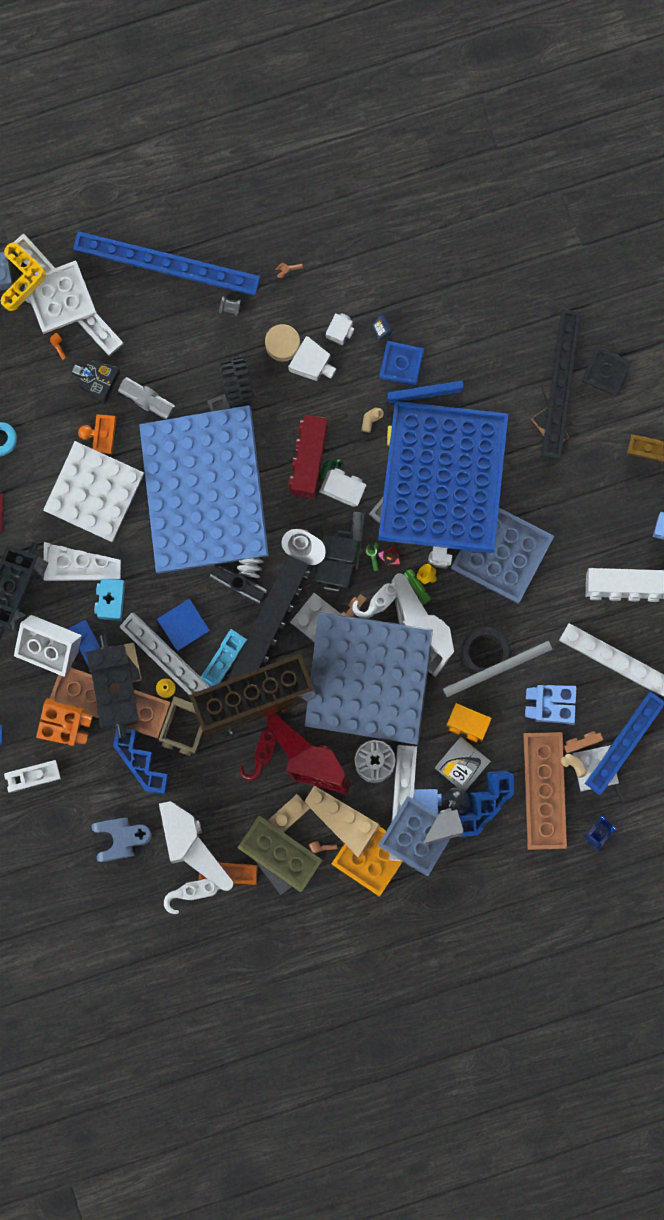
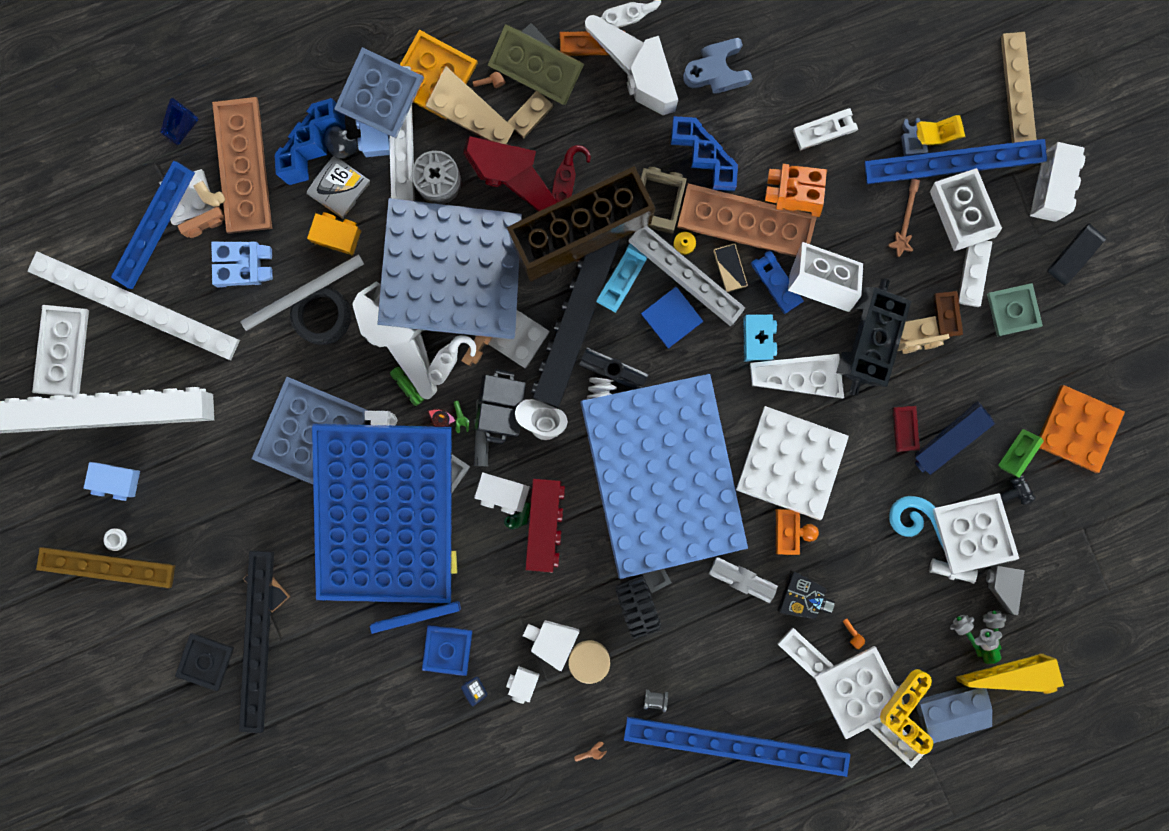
camera: 170 degrees right, 5 degrees up
(111, 666) = (740, 209): black brick -> none
(370, 417) = (478, 581): tan arm -> none
(427, 574) = (396, 401): yellow tile -> none
(445, 827) = (347, 100): light grey slope -> none

